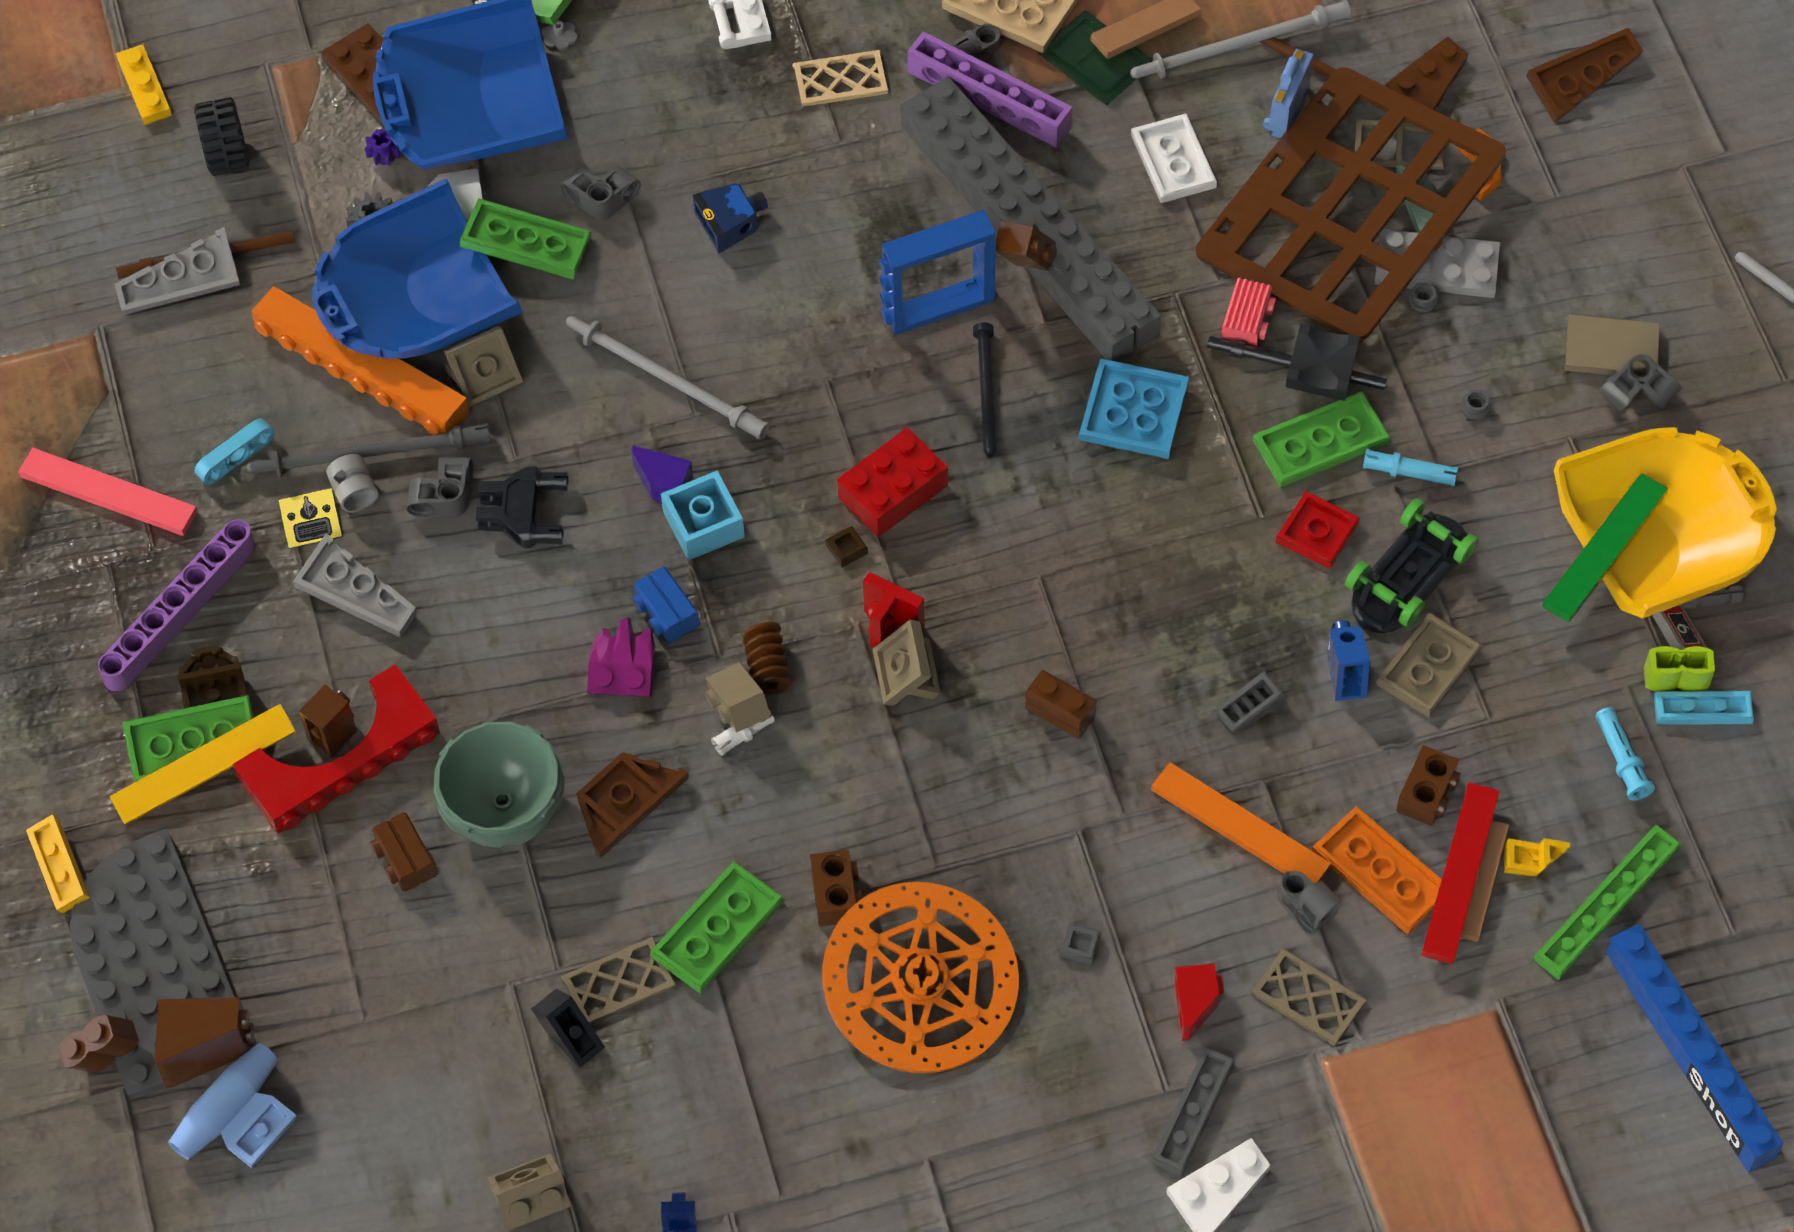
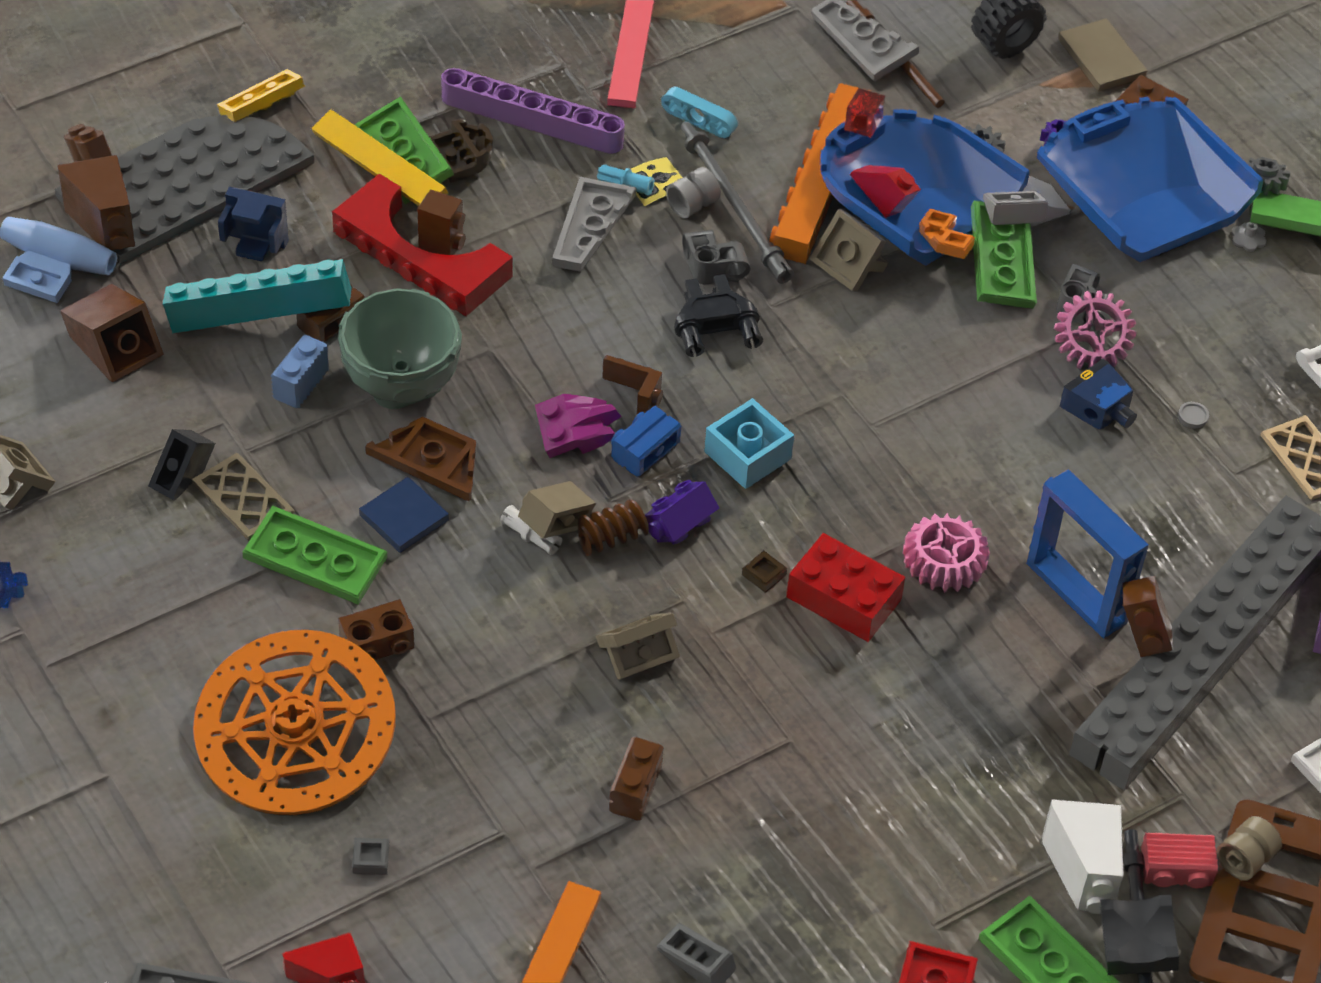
camera: 70 degrees right, 10 degrees down
(258, 901) = (256, 220): none -> dark blue panel
(276, 76) = (1102, 54): none -> dark tan tile
(306, 541) = (626, 177): none -> medium azure axle
(325, 293) = (864, 112): none -> clear red brick
(364, 1064) = (113, 331): none -> reddish brown slope
(380, 909) = (257, 295): none -> teal brick
(418, 307) = (886, 187): none -> red slope
(479, 206) = (1015, 207): none -> light grey slope
(480, 894) = (300, 371): none -> medium blue brick
(503, 279) = (939, 233): none -> orange tile
(595, 581) = (637, 377): none -> reddish brown bracket
(641, 194) = (1107, 327): none -> bright pink gear
(660, 471) = (787, 404): dark purple slope -> none
(688, 838) = (403, 514): none -> dark blue tile
(738, 416) = (875, 453): light grey bar -> none
(764, 150) = (1193, 415): none -> light grey piece
(767, 593) = (681, 512): none -> dark purple brick
(855, 387) = (943, 558): none -> bright pink gear
(889, 607) = (689, 605): red bracket -> none
(983, 332) = (1054, 631): black bar -> none
(1134, 408) = (1014, 777): dark azure plate -> none
(1236, 374) = (1086, 850): none -> white slope
(1260, 255) = (1249, 848): none -> dark tan wheel

